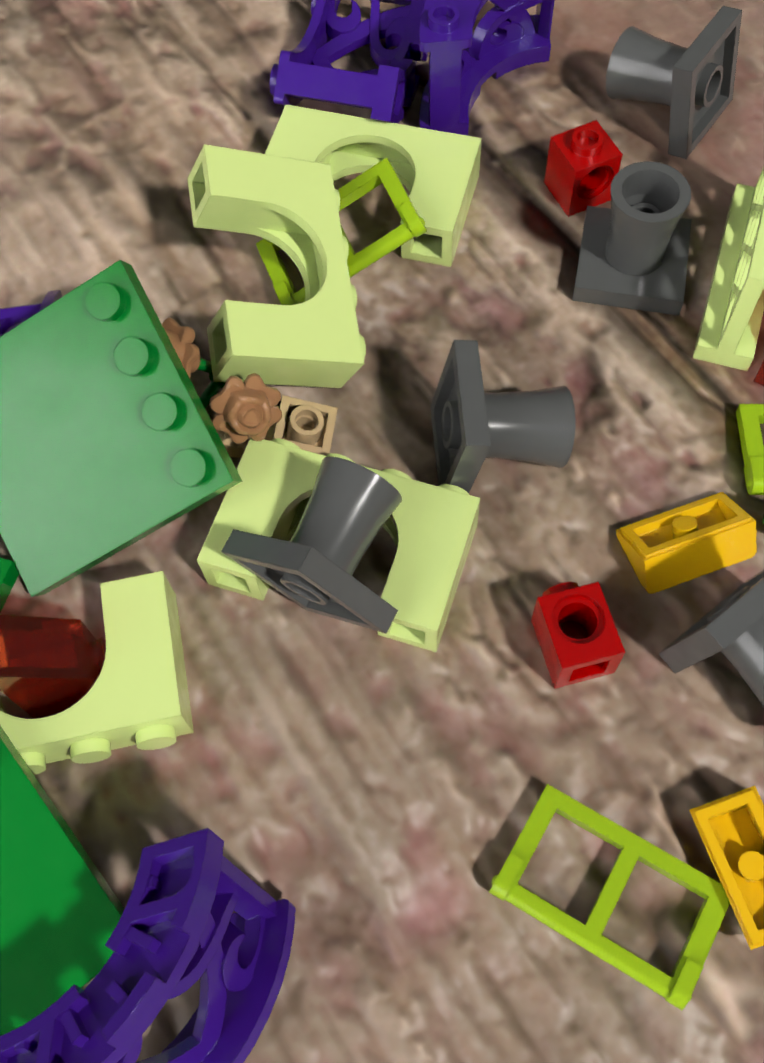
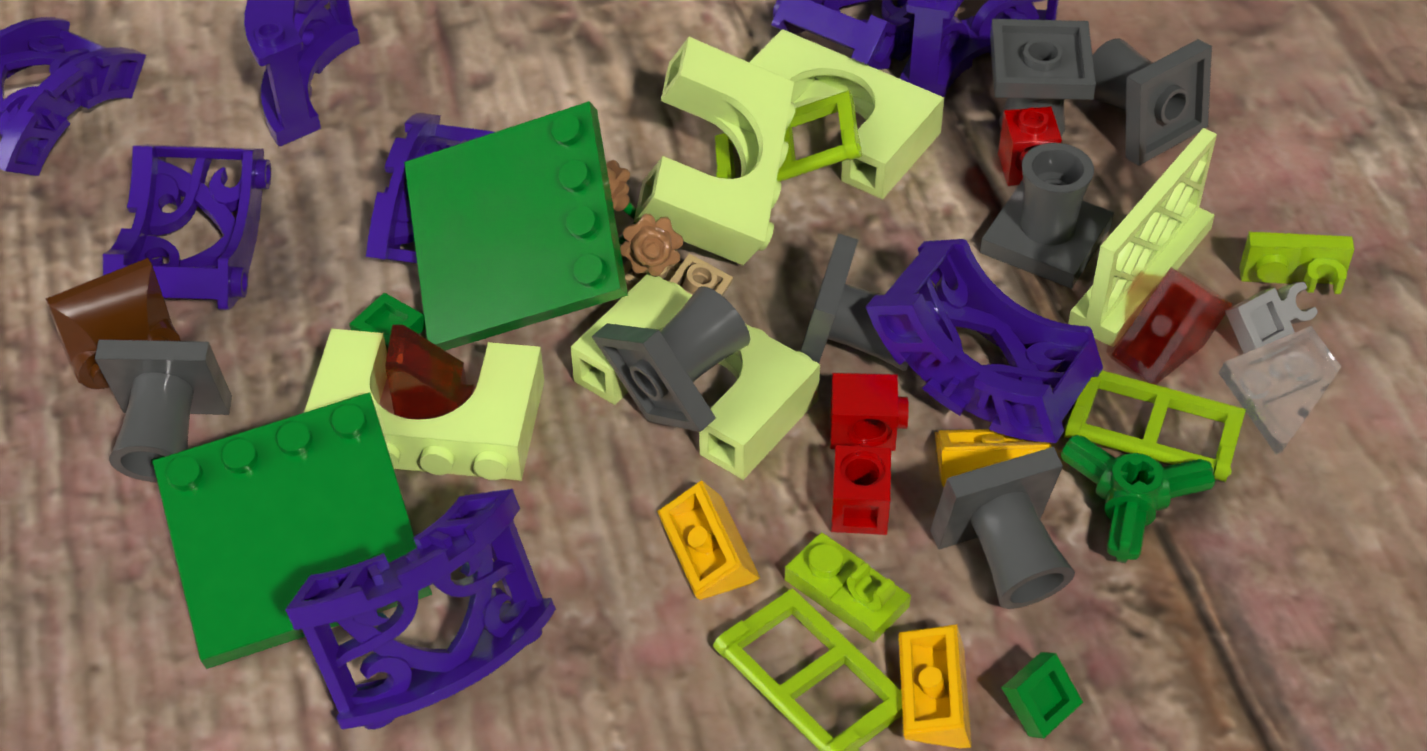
camera: 15 degrees right, 15 degrees down
(431, 752) = (707, 542): none -> yellow slope
(542, 533) = (866, 410): none -> red brick
(573, 75) = (1041, 64): none -> dark grey plant
(573, 429) = (1010, 397): none -> dark purple fence
(604, 760) = (847, 587): none -> lime plate

